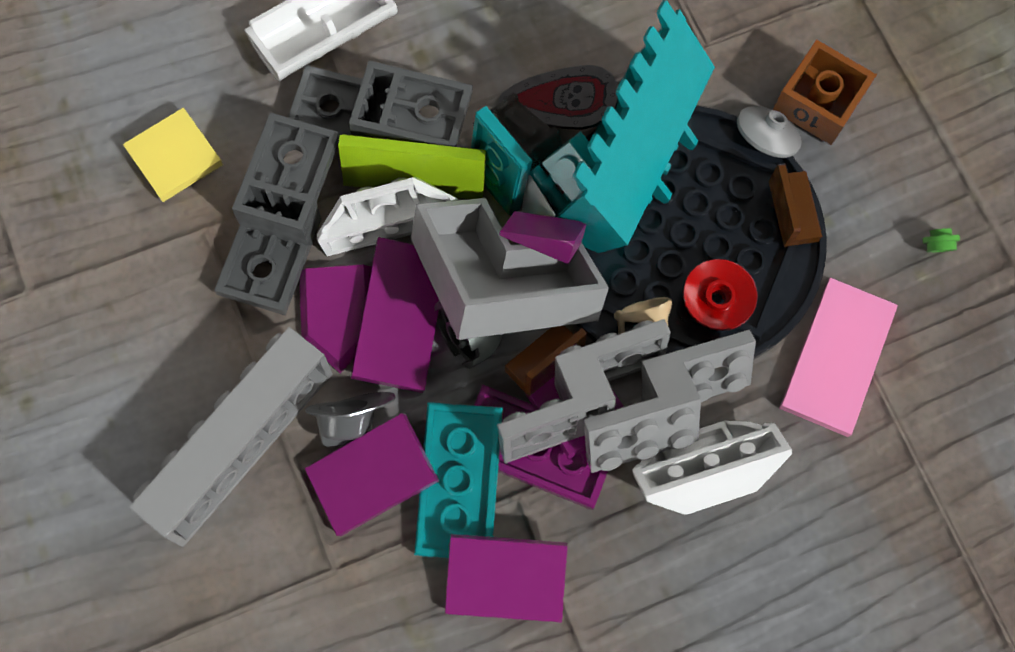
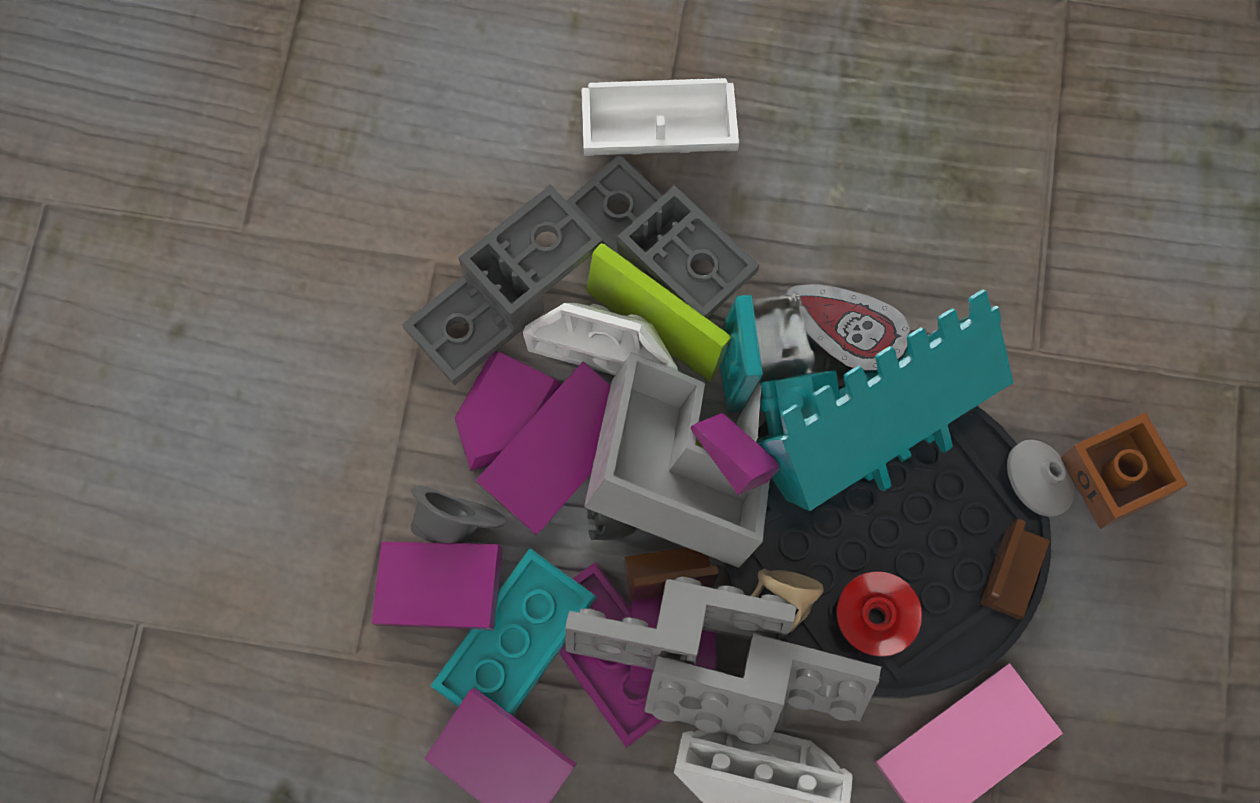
camera: 35 degrees right, 0 degrees up
(173, 154) = (444, 172): light yellow tile -> none
(232, 437) = (330, 474): light grey brick -> none
(941, 240) = (1152, 695): bright green plate -> none

